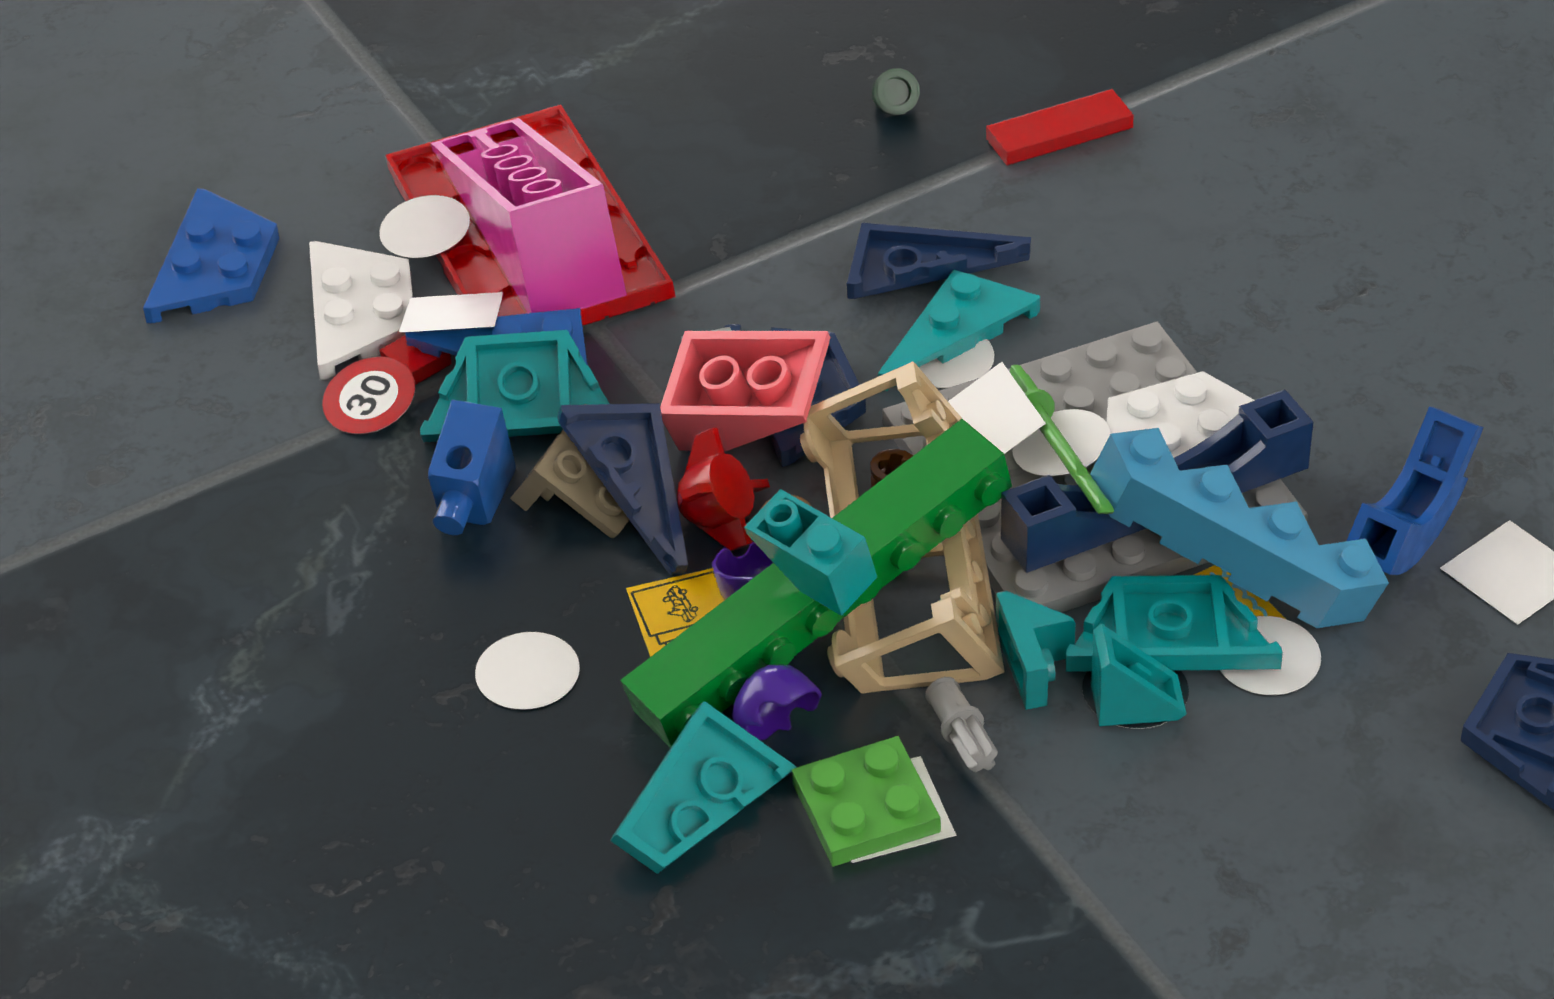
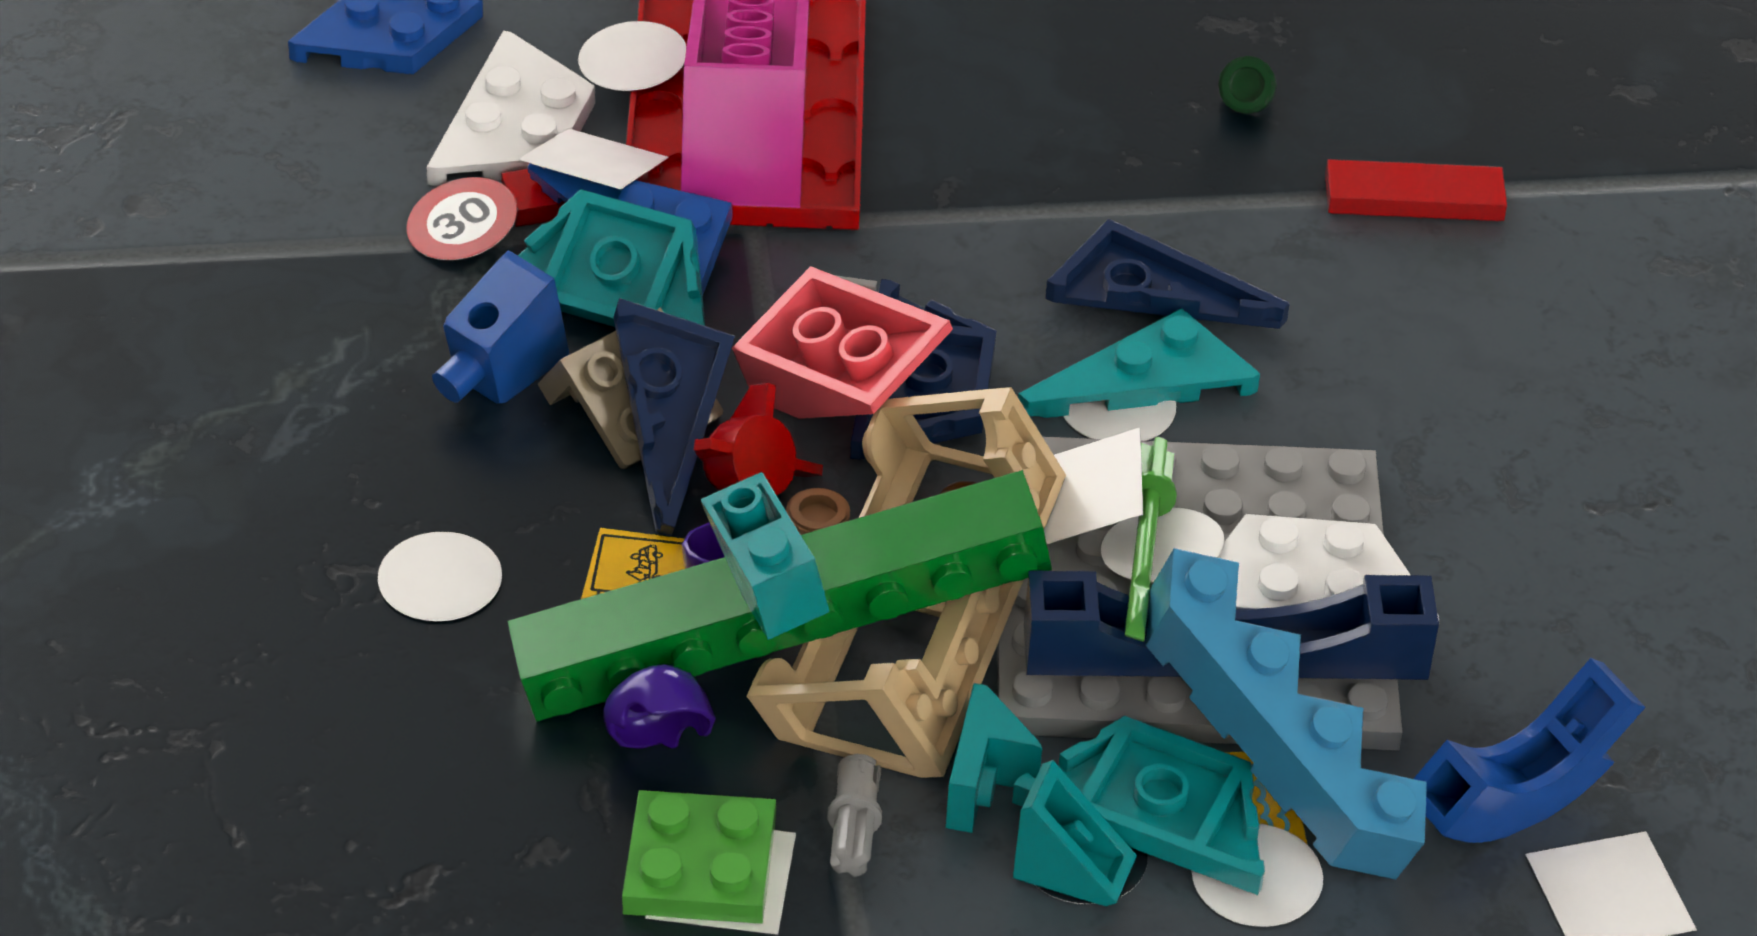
camera: 20 degrees right, 0 degrees up
(697, 788) = (522, 771): teal wing -> none

